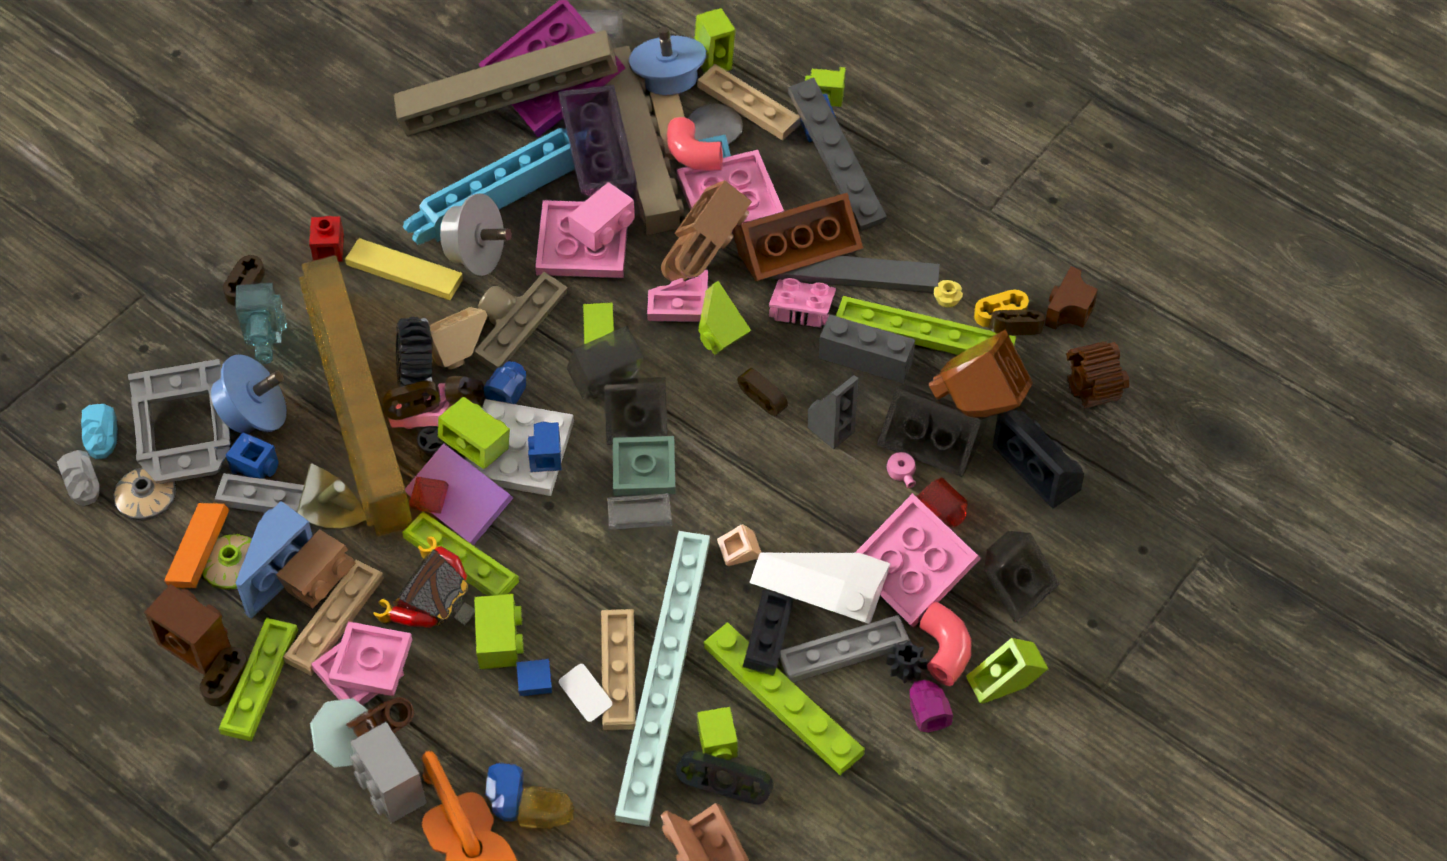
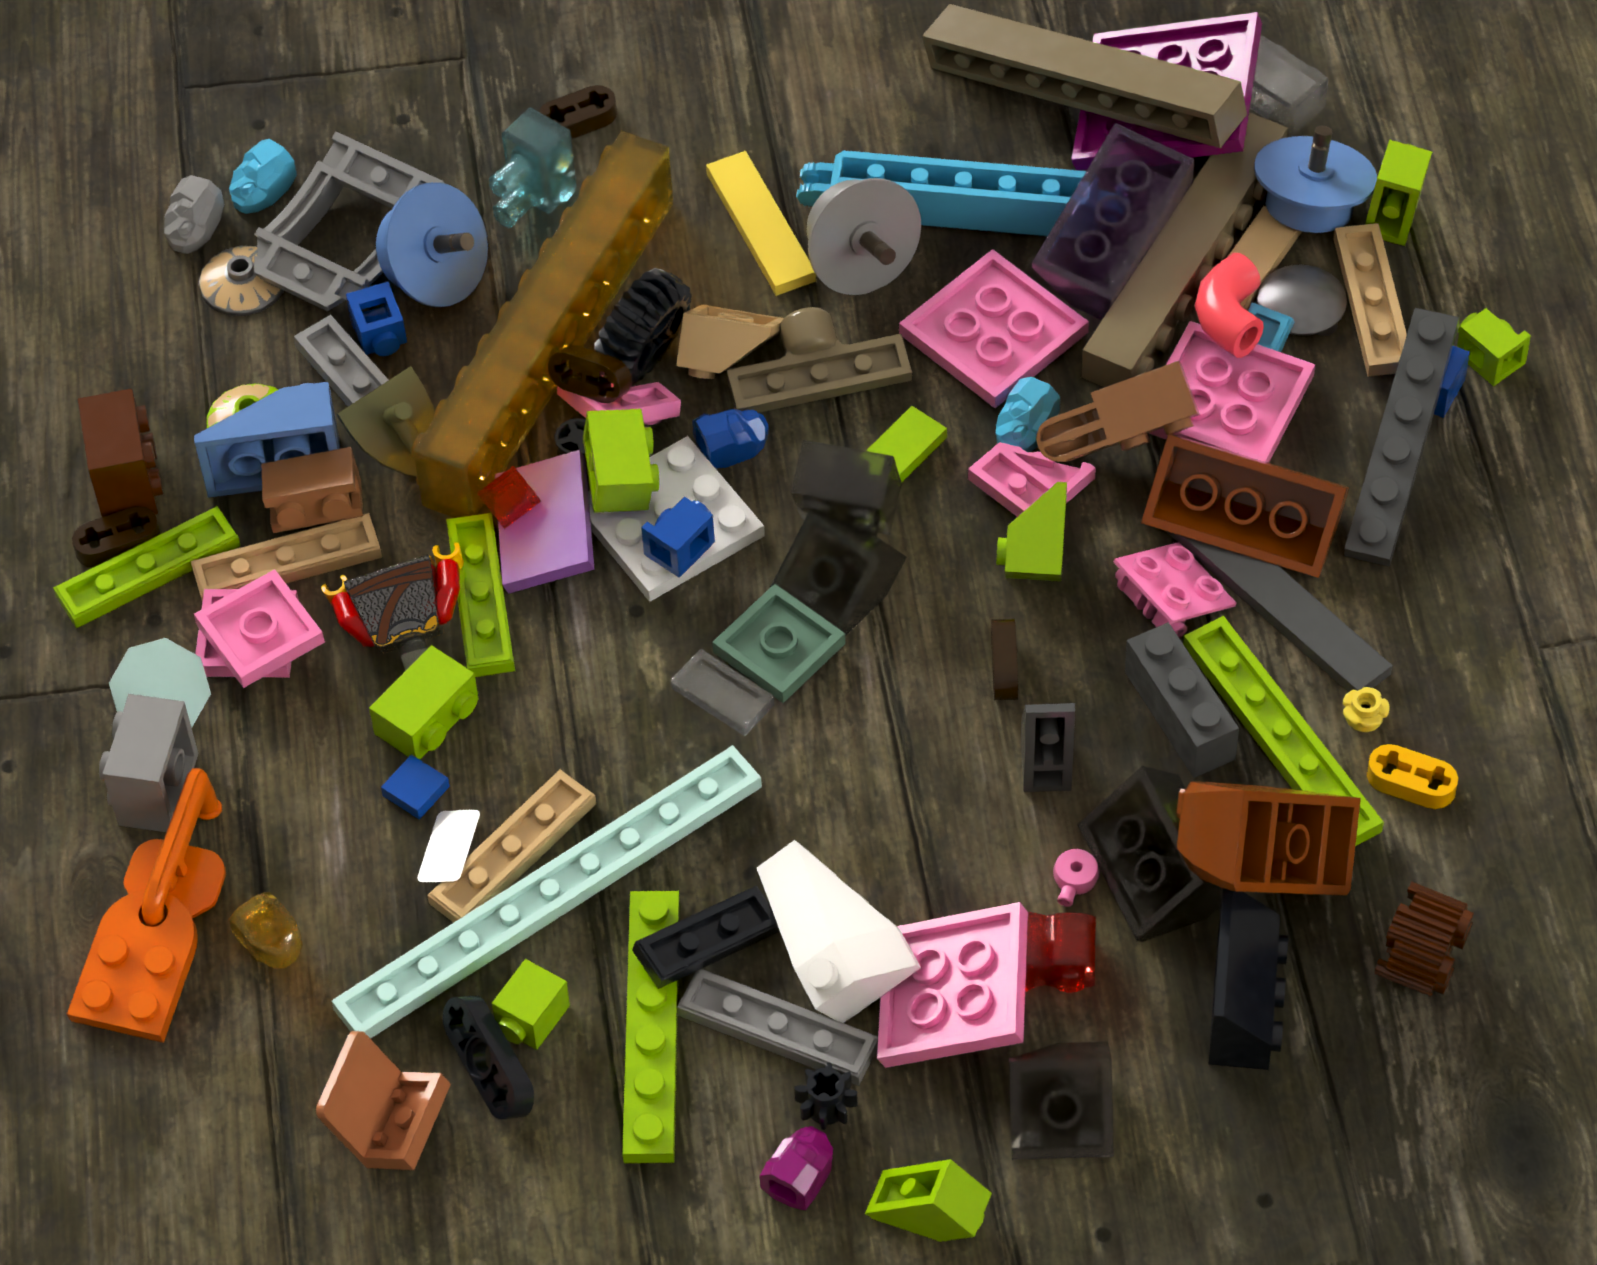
camera: 45 degrees right, 0 degrees up
(197, 545) = (230, 375): orange tile -> none
(326, 237) = (708, 127): red brick -> none
(380, 714) = (201, 702): reddish brown piece -> none
(463, 386) = (668, 401): dark brown beam -> none
(505, 790) = (252, 874): blue rock -> none
(601, 217) = (1028, 313): bright pink brick -> none
(644, 268) = (1024, 412): none -> medium azure rock
(739, 546) = (791, 817): light nougat slope -> none
(953, 643) = (902, 1118): coral cylinder -> none
(1017, 322) = (1405, 806): dark brown beam -> none
(1071, 301) = (1506, 831): reddish brown brick -> none

